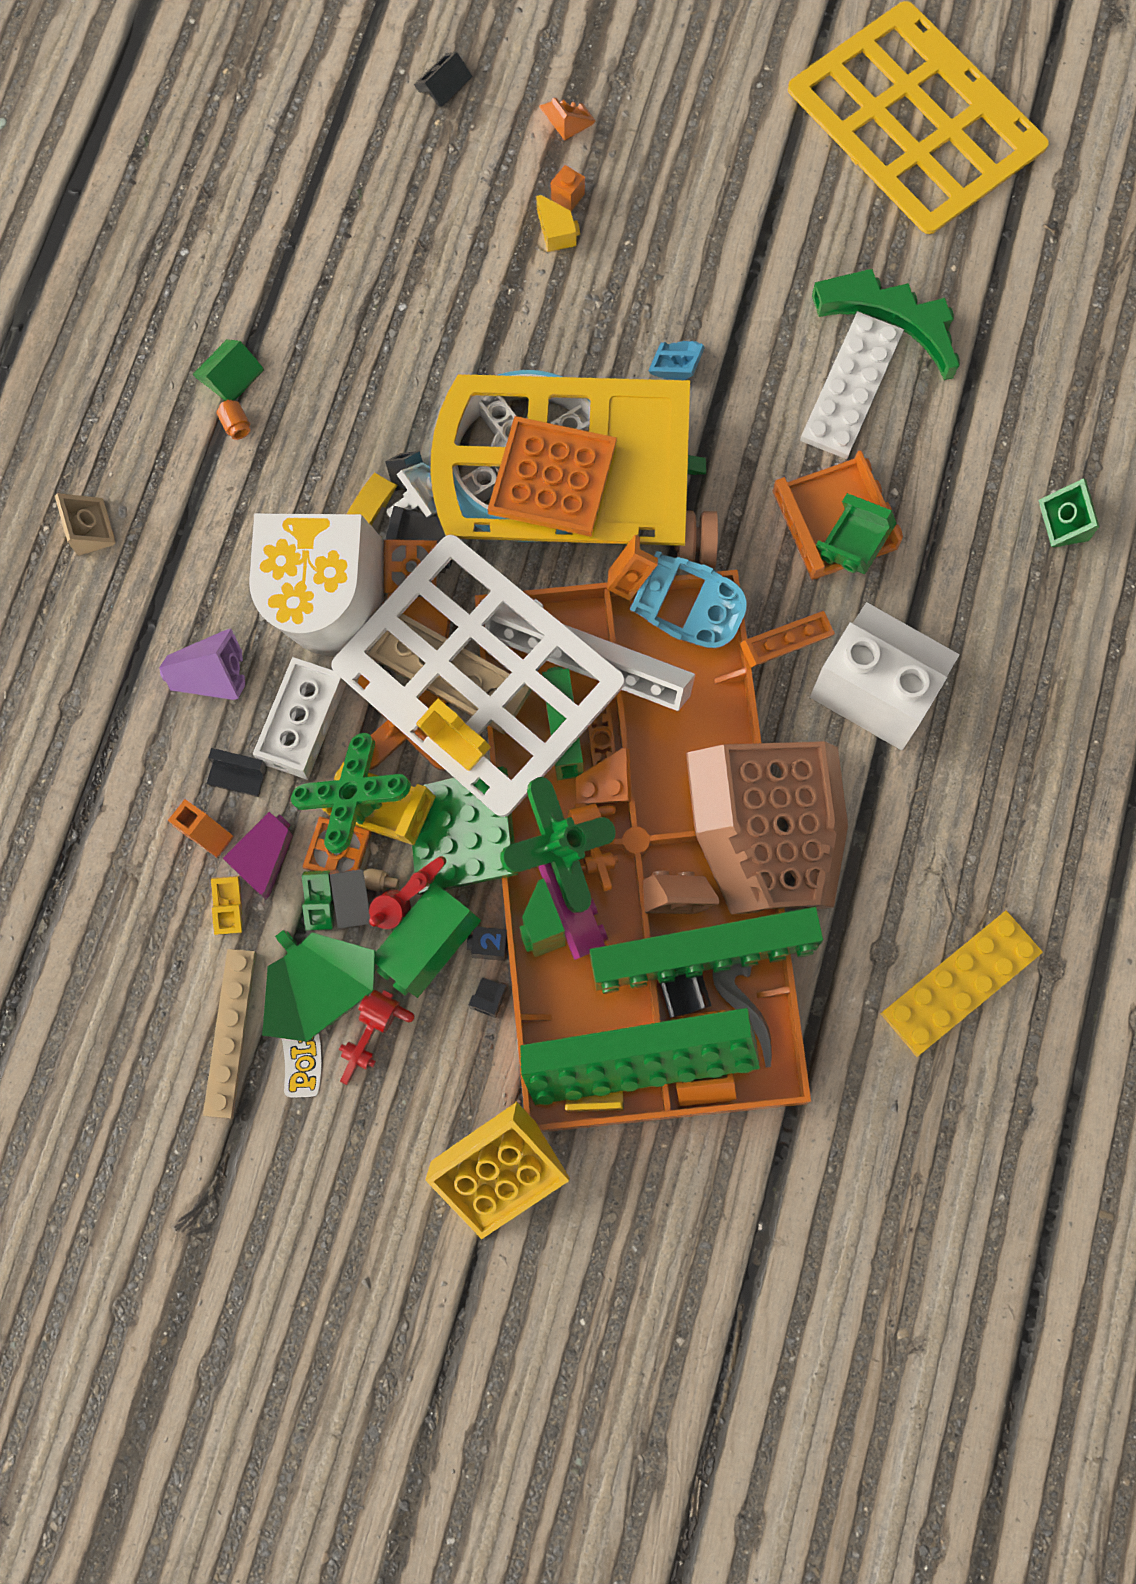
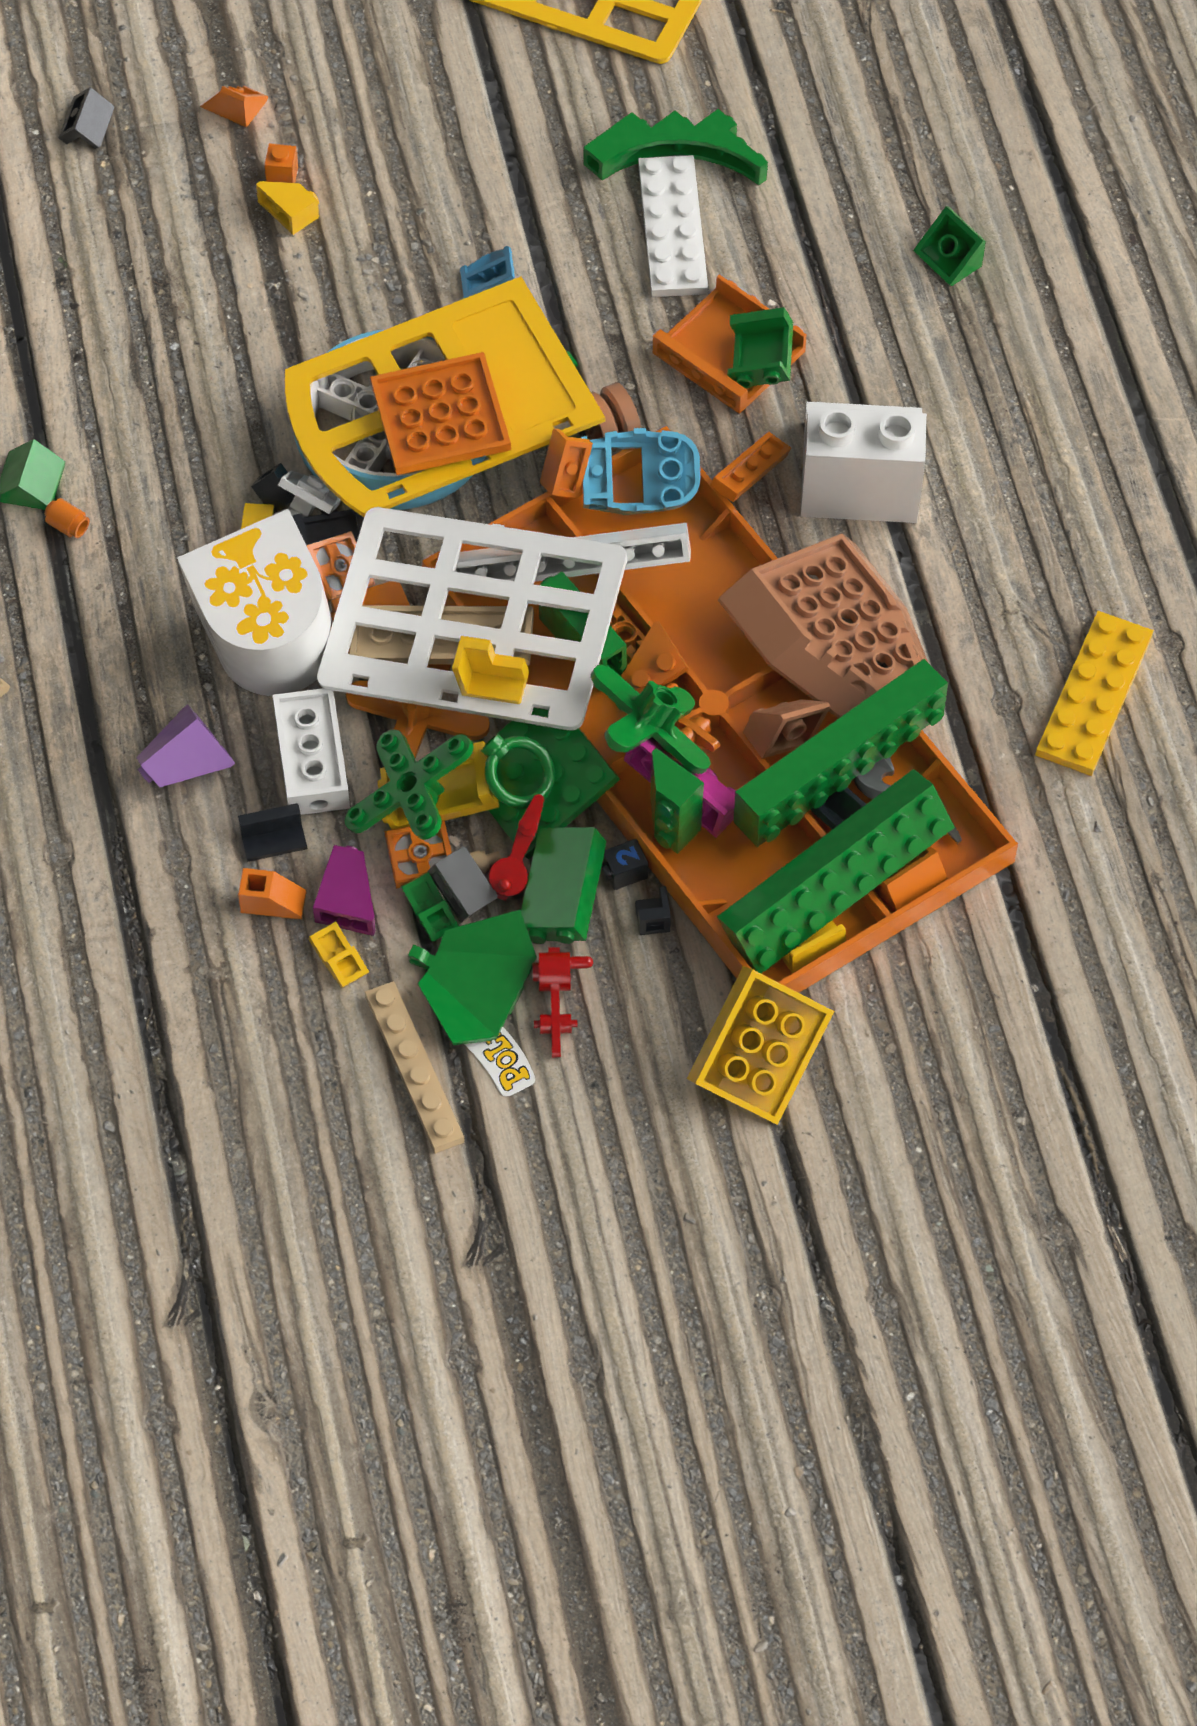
camera: 30 degrees left, 15 degrees down
(426, 803) = (497, 748): none -> green piece

